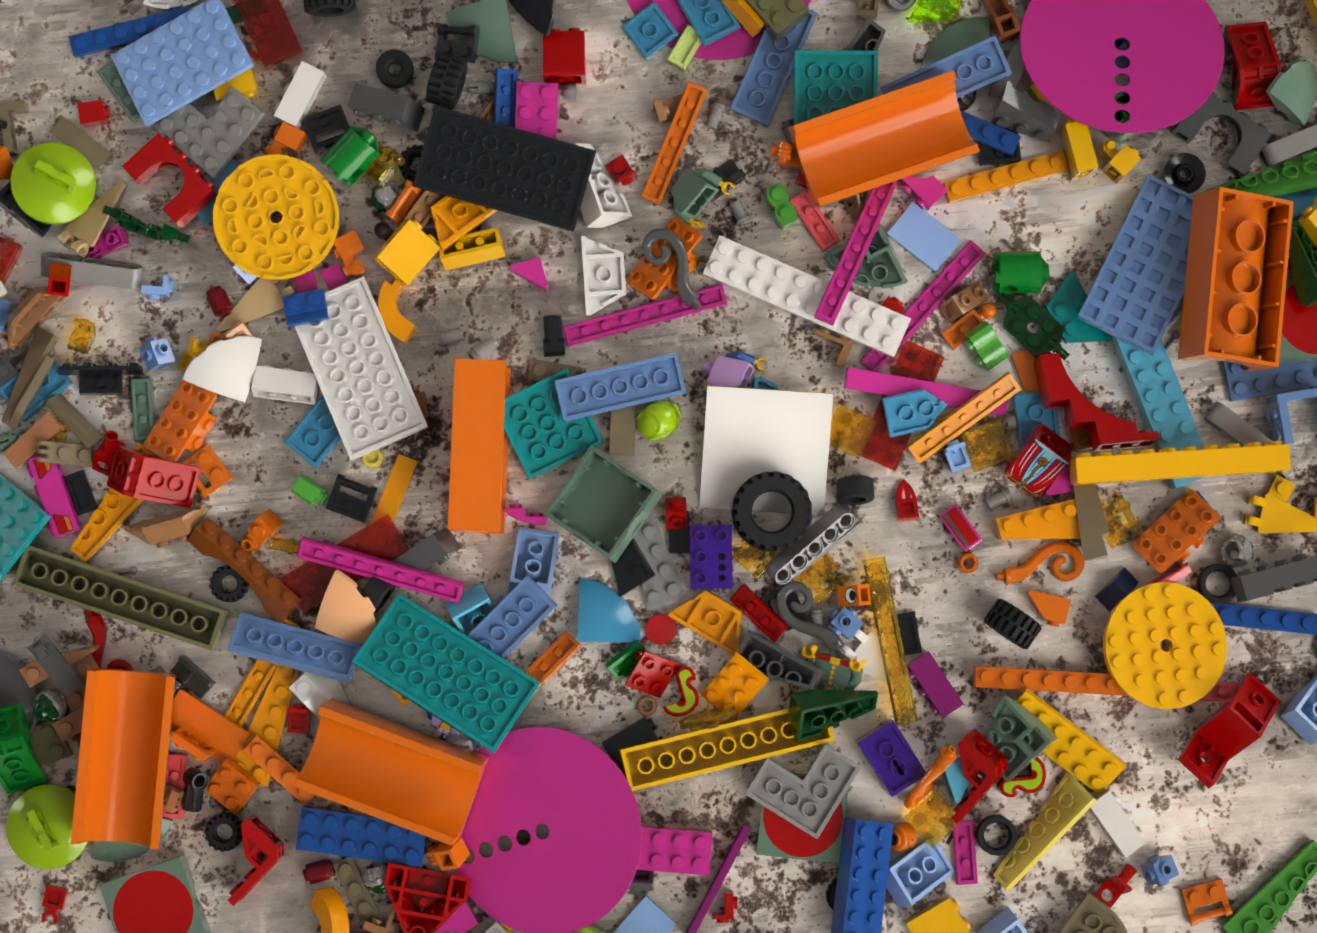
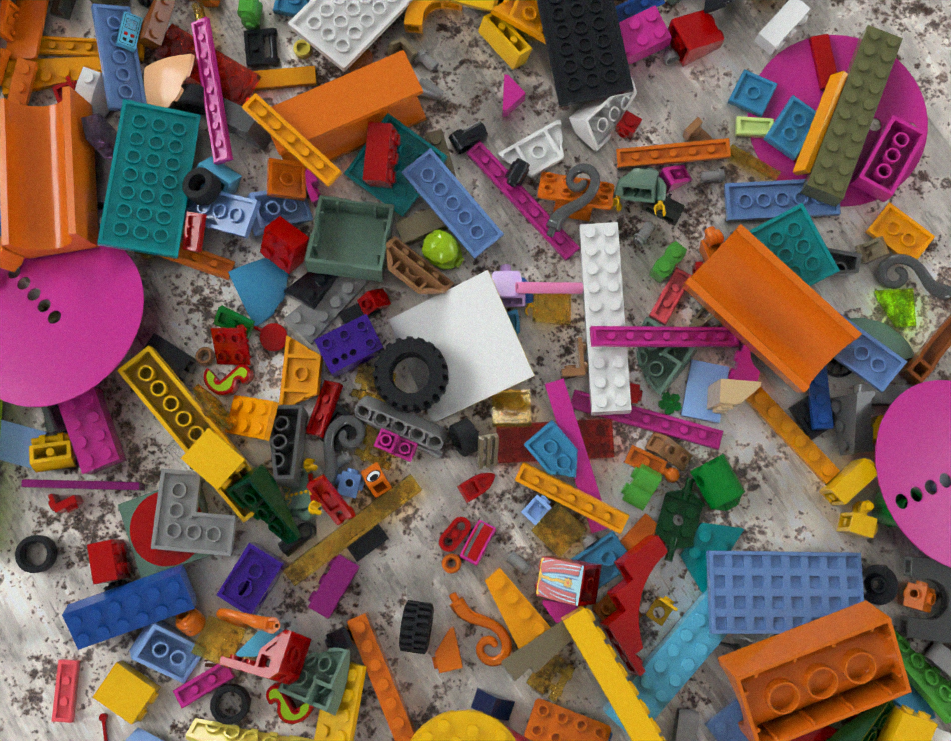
camera: 65 degrees right, 5 degrees down
(271, 624) = (129, 31): none -> medium azure tile
(375, 701) = (100, 134): none -> clear purple brick
(429, 356) = (399, 45): none -> dark tan bracket
(469, 632) = (195, 179): none -> black tyre
(495, 512) = (291, 140): none -> light orange plate
(513, 539) = (286, 179): none -> orange plate
(521, 655) = (194, 231): none -> red plate
(538, 432) = (381, 155): none -> red brick
(578, 572) = (284, 244): none -> red brick
(618, 307) = (517, 173): none -> black brick
(668, 456) = (414, 269): none -> medium nougat wedge
(675, 896) = (51, 452): none -> yellow brick
(698, 153) = (675, 177): none -> dark pink slope
(722, 68) = (754, 163): none -> clear yellow pin
(751, 335) = (549, 287): none -> bright pink piece
(764, 737) = (214, 459): none -> yellow brick
(766, 340) = (552, 308): none -> clear yellow plate
(806, 887) = (108, 561): none -> red brick
(830, 559) = (396, 445): none -> dark pink slope
(849, 647) = (330, 499): none -> red plate
(879, 711) = (289, 549): none -> black piece
(881, 471) = (495, 444): none -> dark tan tile
(918, 276) = (670, 403): none -> green plant
(943, 545) = (455, 534): none -> red plate
(944, 220) = (729, 393): none -> tan slope
(986, 701) = (340, 638): none -> black slope
(1107, 379) = (666, 603): none -> yellow bracket
(1214, 142) = (919, 596): none -> orange brick

